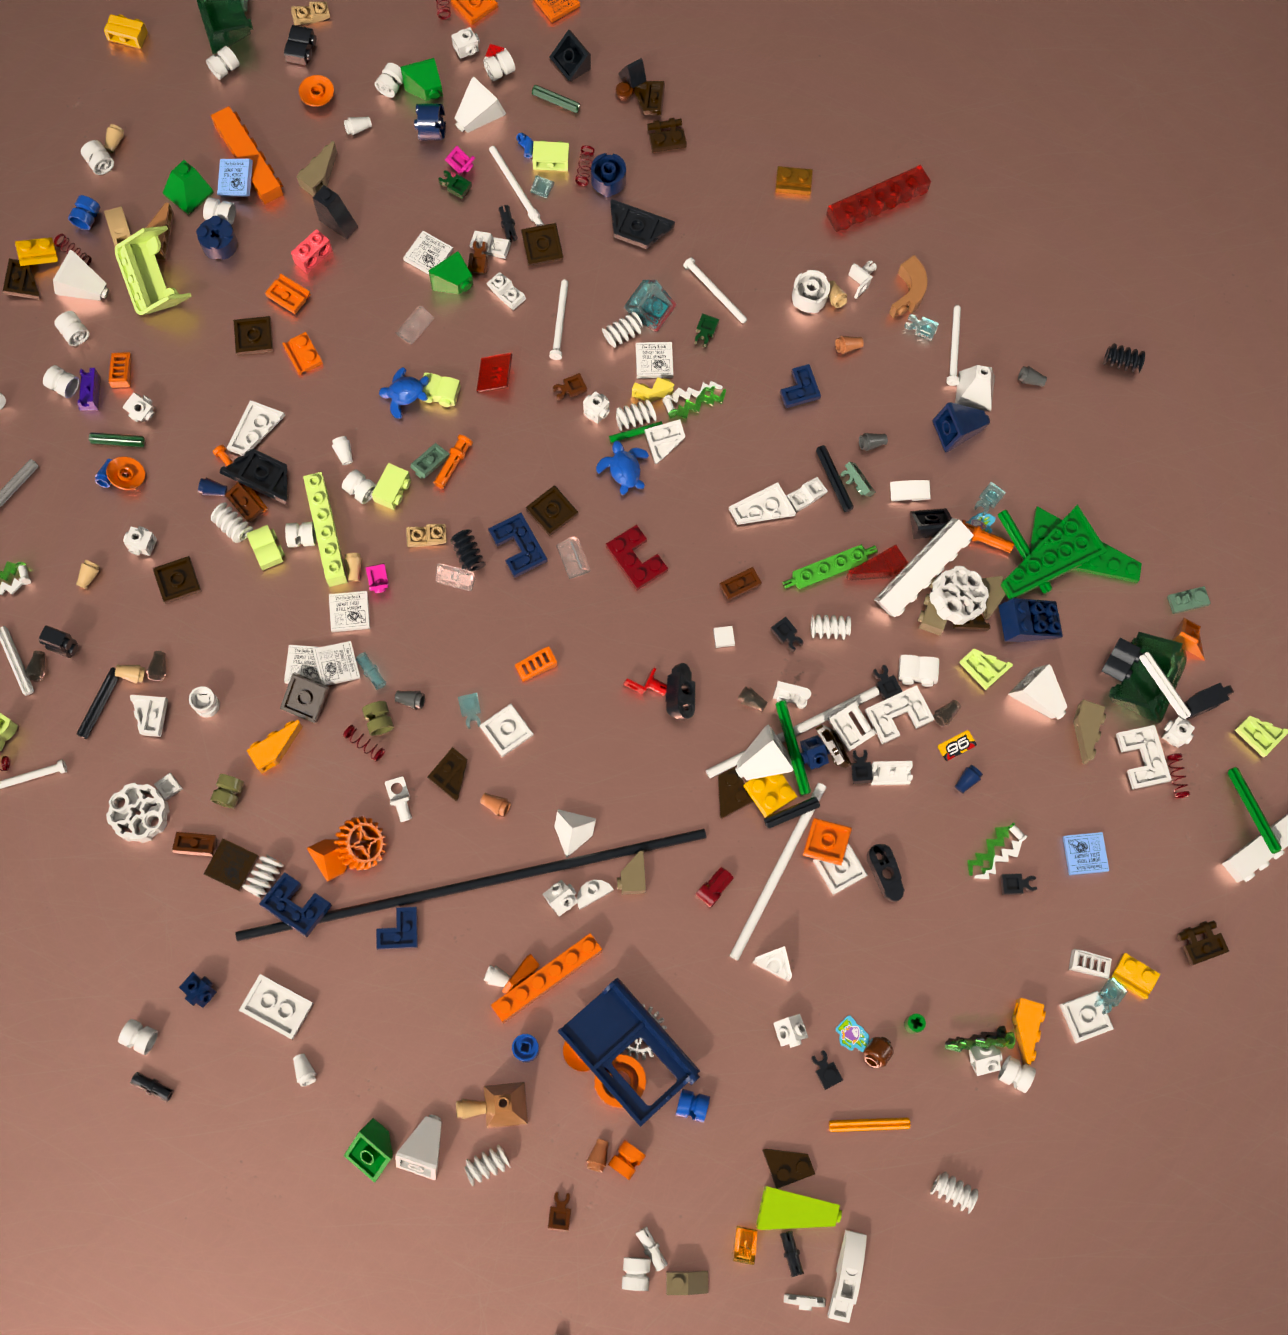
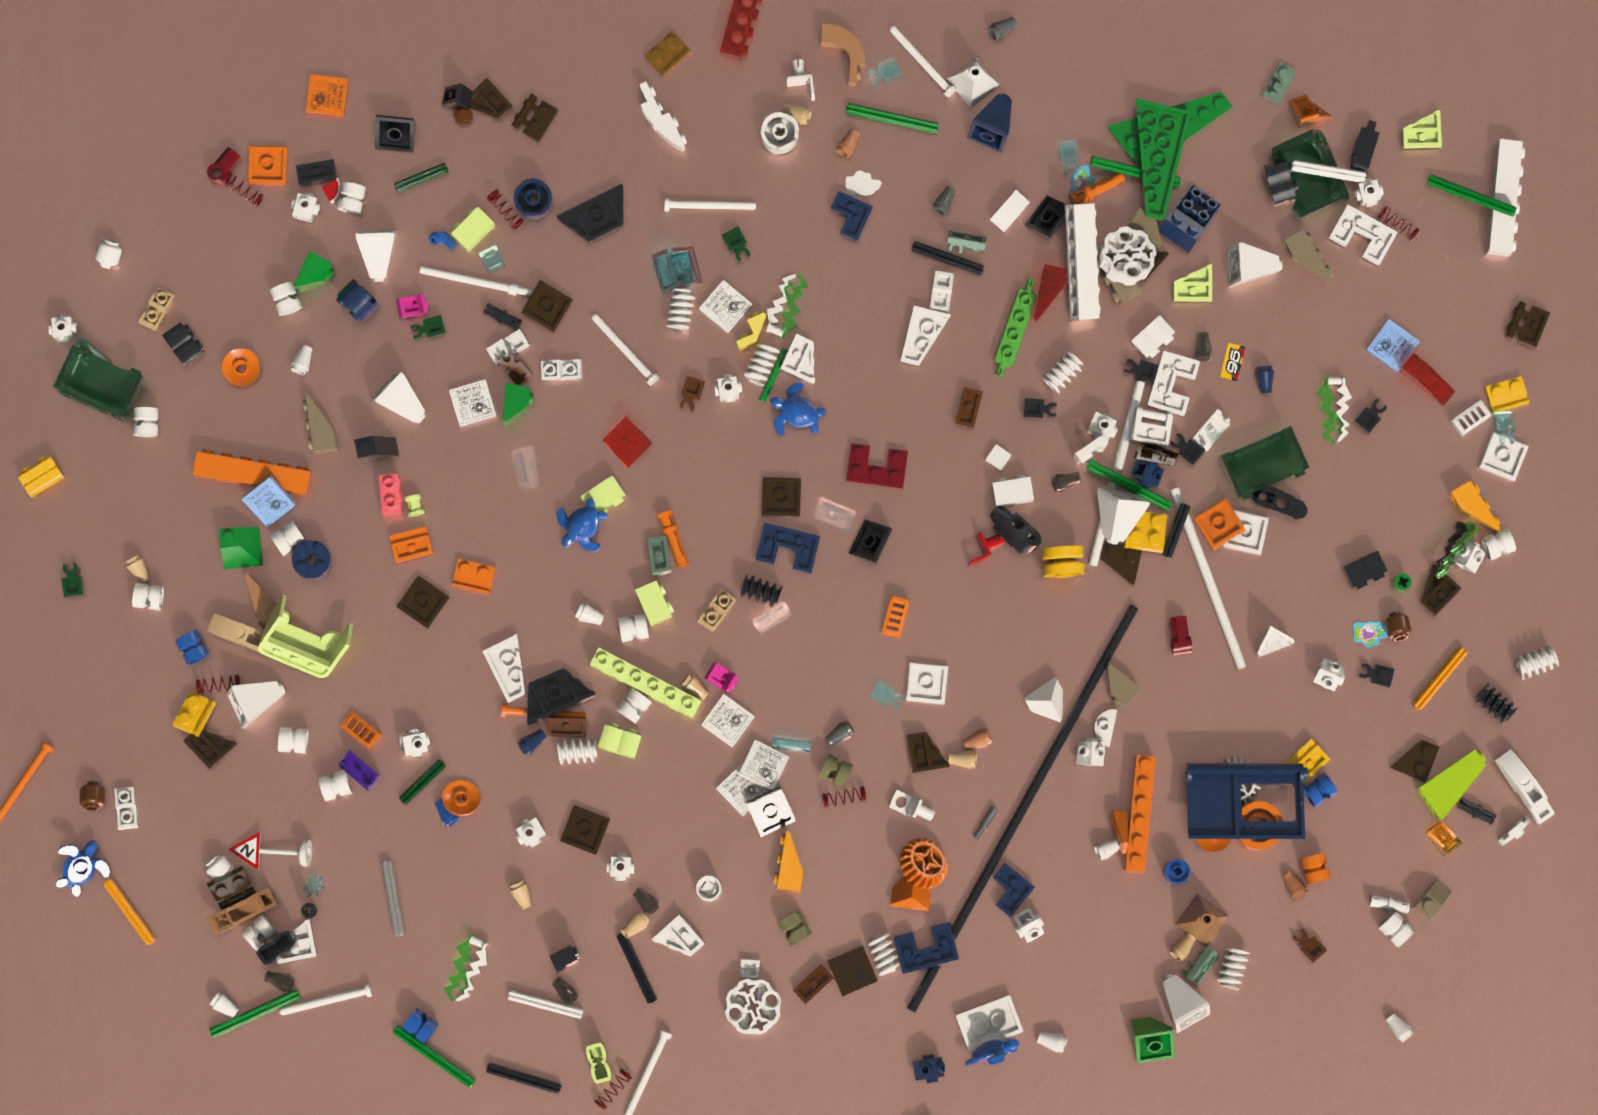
camera: 50 degrees left, 10 degrees up
(67, 107) = (72, 584): none -> dark green plate
(167, 625) = (623, 874): none -> white brick
(252, 1028) = (993, 1051): none -> blue animal
(318, 273) = (414, 505): none -> yellowish green bush
(378, 971) = (1028, 925): none -> white brick
(387, 200) = (400, 398): none -> white slope
(435, 866) = (985, 822): none -> flat silver pin
(466, 1138) = (1200, 969): none -> sand green plate
(473, 808) = (964, 759): none -> tan cone
(497, 32) = (316, 172): none -> black plate
(576, 600) = (870, 542): none -> black slope
(689, 746) = (1063, 561): none -> yellow wheel
(708, 667) = (1012, 491): none -> white hinge
(712, 1076) = (1311, 756): none -> yellow plate
(744, 210) = (662, 124): none -> white slope
(820, 689) = (1100, 421): none -> white brick
(829, 378) = (861, 184): none -> white sticker
(890, 1189) = (1495, 703): none -> black piece
(896, 359) = (892, 118): none -> green axle
(898, 985) = (1365, 569): none -> black brick
(904, 831) = (1264, 463): none -> clear green windscreen
(935, 1061) = (1439, 592): none -> dark brown wing
(1086, 901) = (1427, 379): none -> clear red slope

